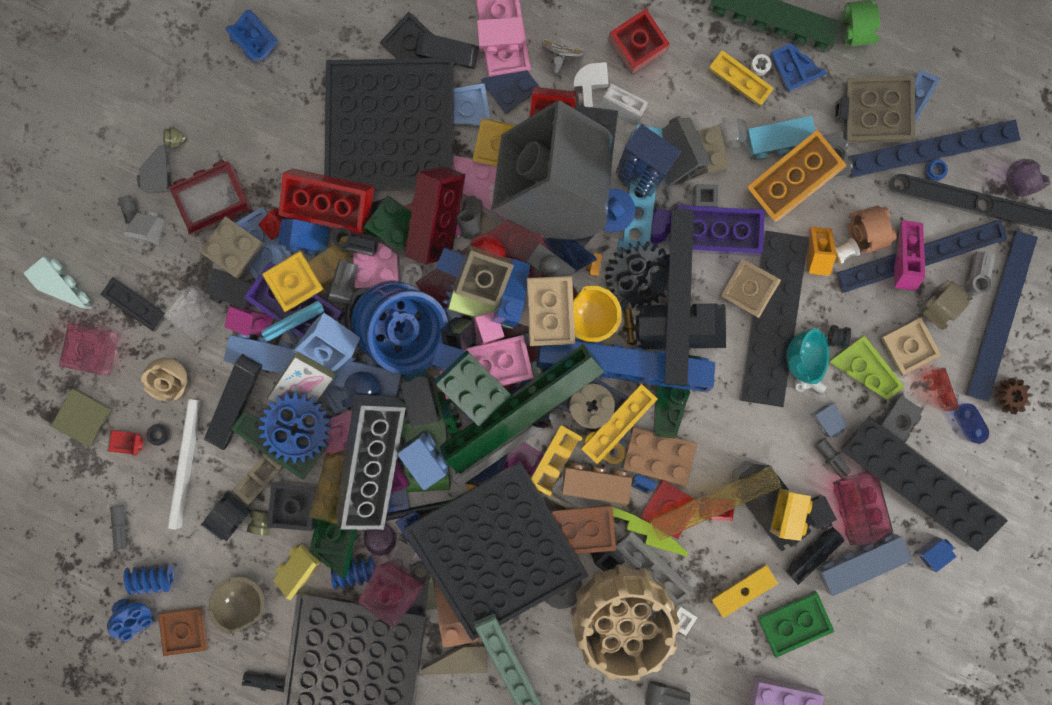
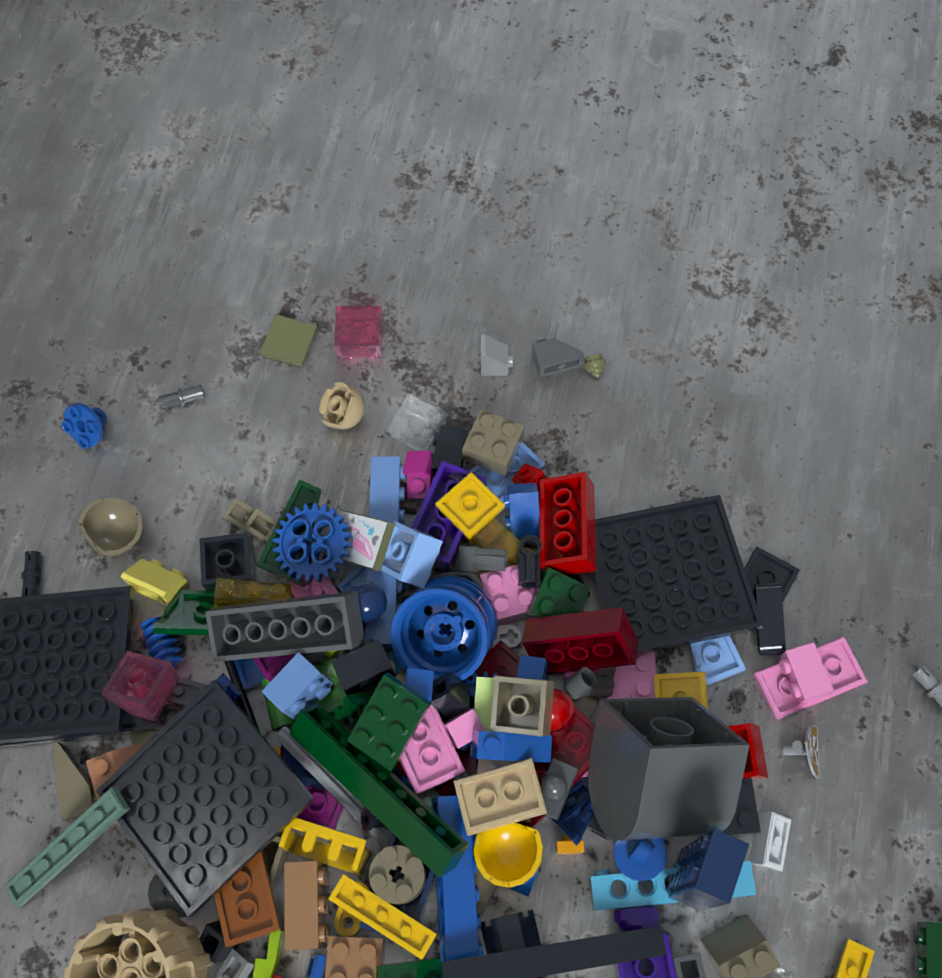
camera: 80 degrees right, 20 degrees down
(50, 279) = (421, 285): light aqua slope -> none
(125, 442) = (270, 384): red bracket -> none
(127, 208) = (512, 337): dark grey pin -> none
(133, 304) = (414, 364): black tile -> none
(148, 581) = (128, 436): blue piece -> none
(151, 434) = (280, 409): black plate -> none
(182, 631) = (78, 481): dark orange tile -> none
(184, 464) = (256, 445): white tile -> none
(210, 197) = (544, 412): window -> none
(224, 516) = (206, 495): black brick -> none
(233, 401) = (331, 475): black beam -> none
(252, 36) = (721, 417): blue bracket -> none
(259, 523) = (201, 530): olive wheel -> none
(292, 321) = (427, 514): medium azure axle -> none
(380, 541) = (201, 665): clear purple hair -> none
(510, 89) = (748, 700): dark blue wing -> none
(590, 78) = (788, 789): white brick -> none
(623, 268) = (573, 880): black gear -> none
(629, 325) = (509, 906): pearl gold piece -> none
(638, 41) = (851, 840): red brick -> none
(693, 156) = (735, 927): dark grey slope -> none

